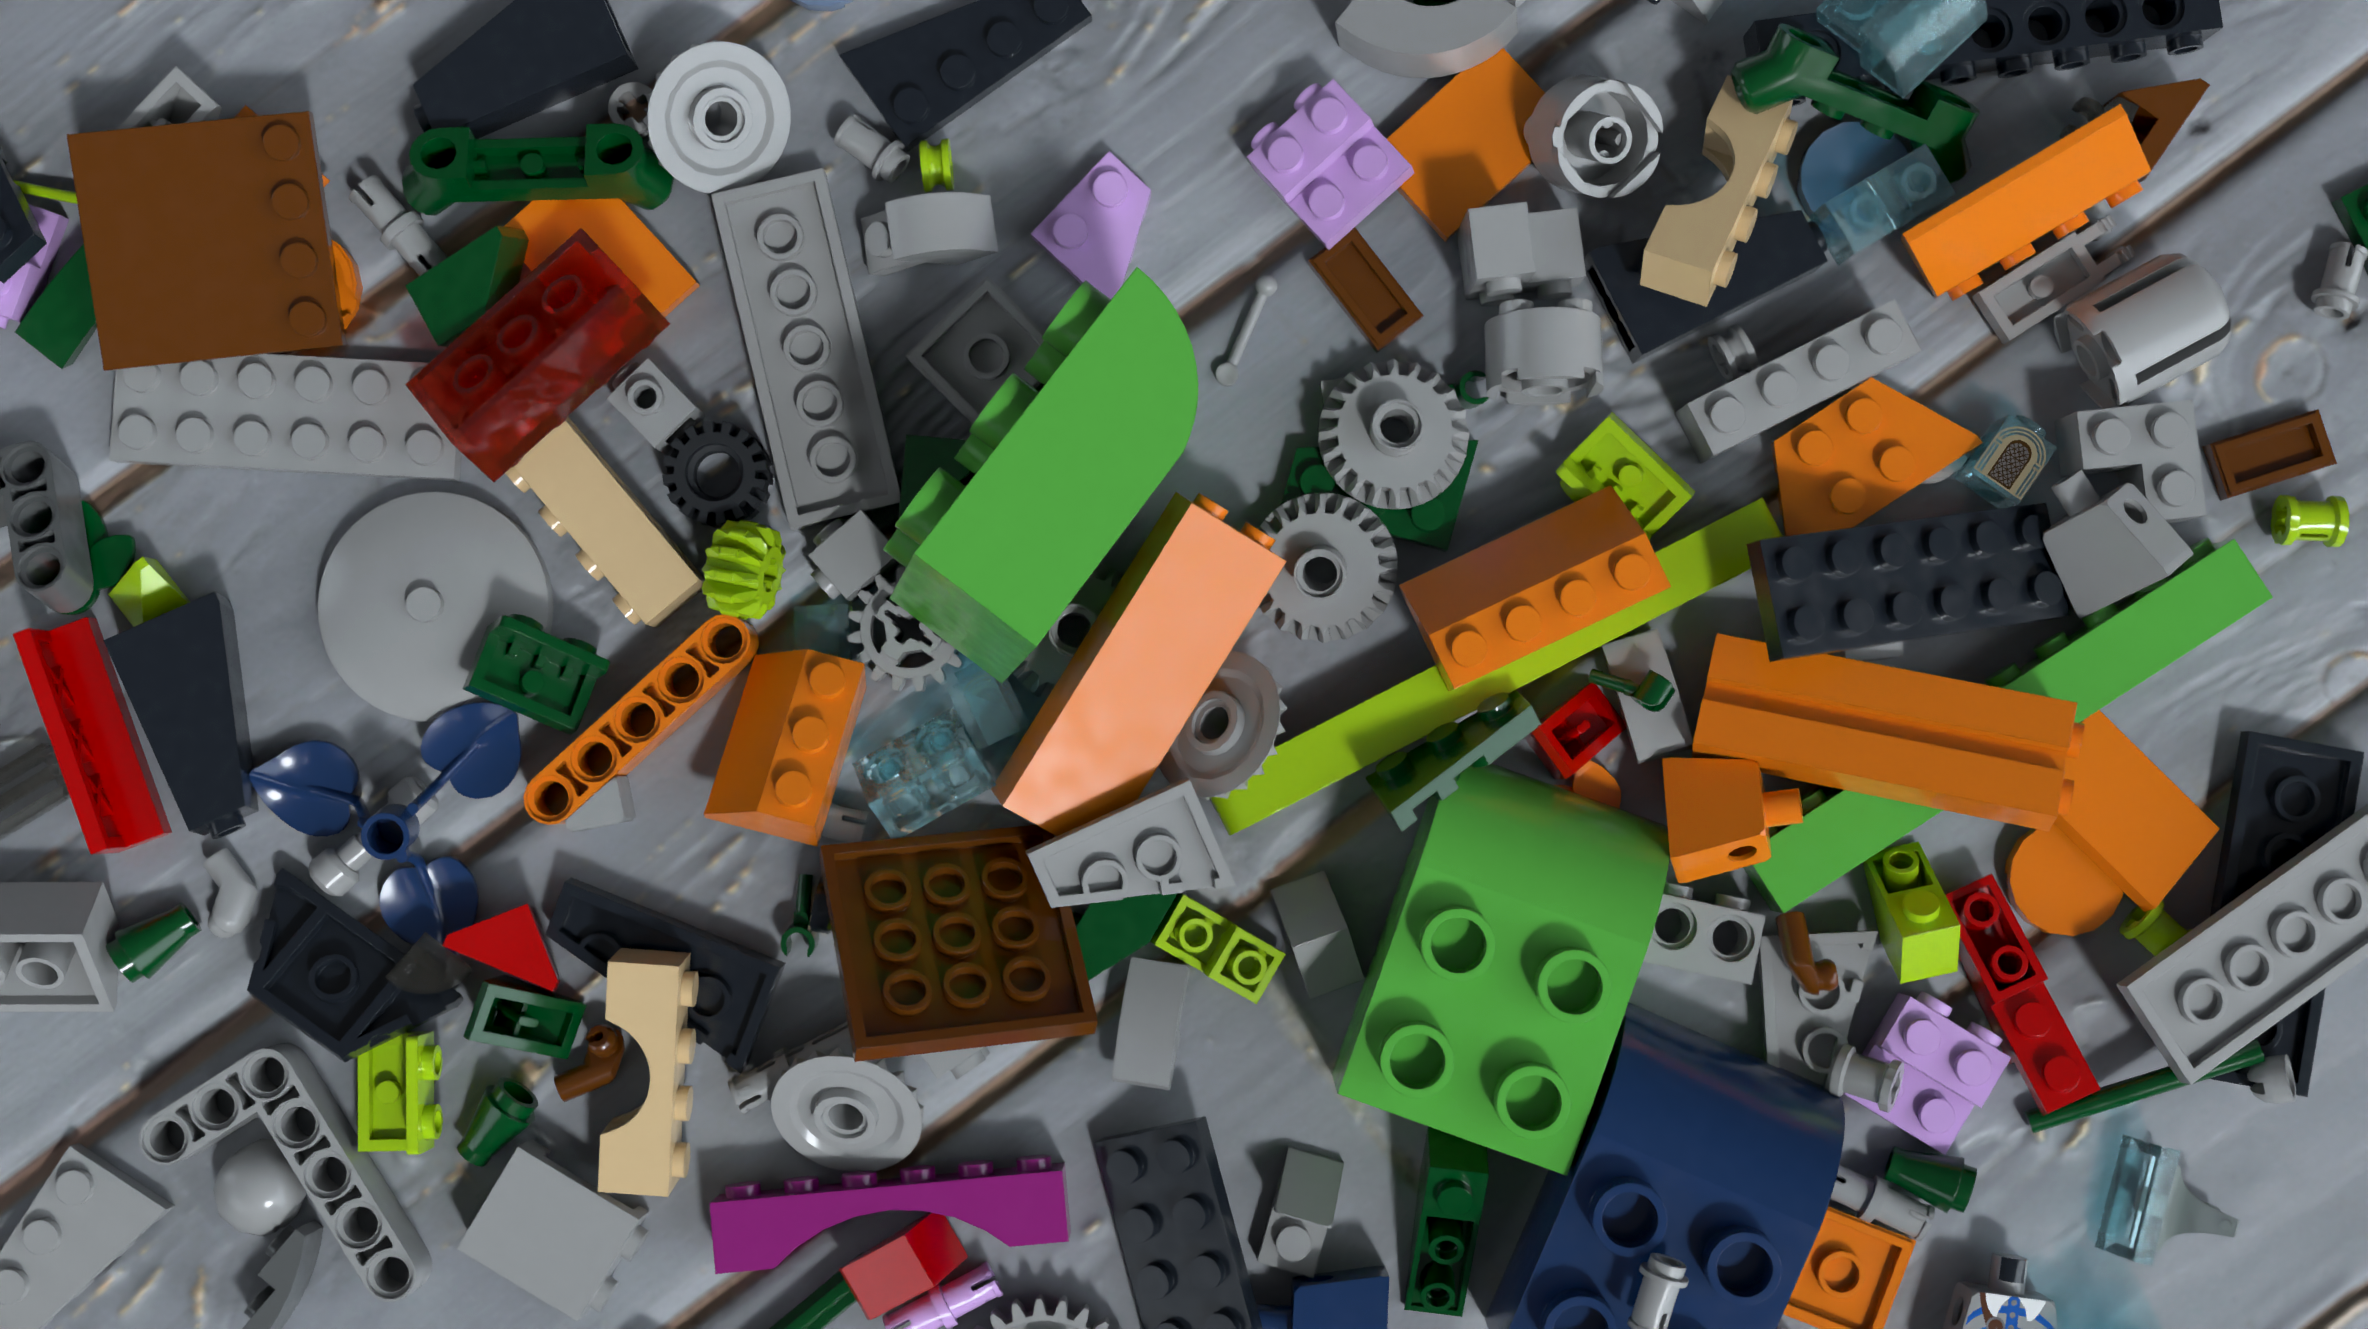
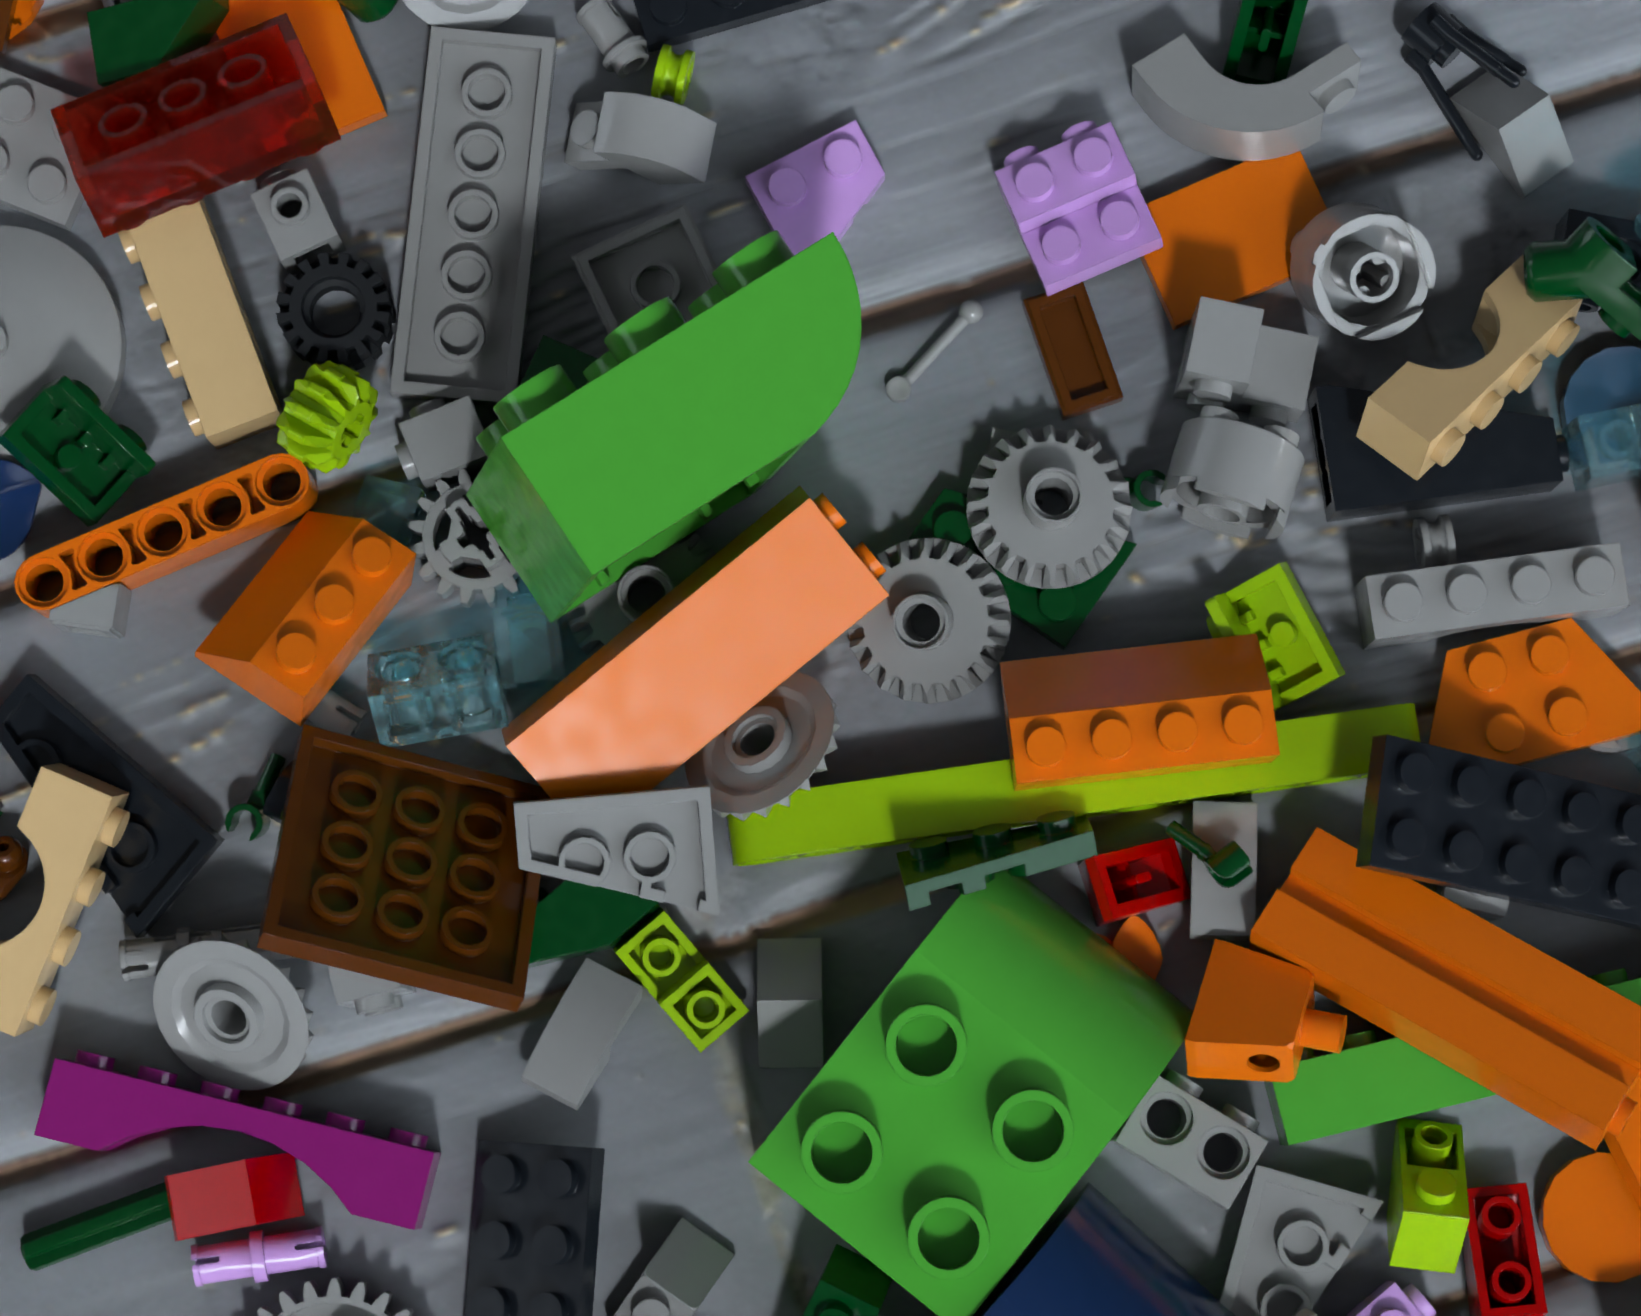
camera: 20 degrees right, 5 degrees down
(1799, 957) = (1289, 1197): reddish brown arm -> none

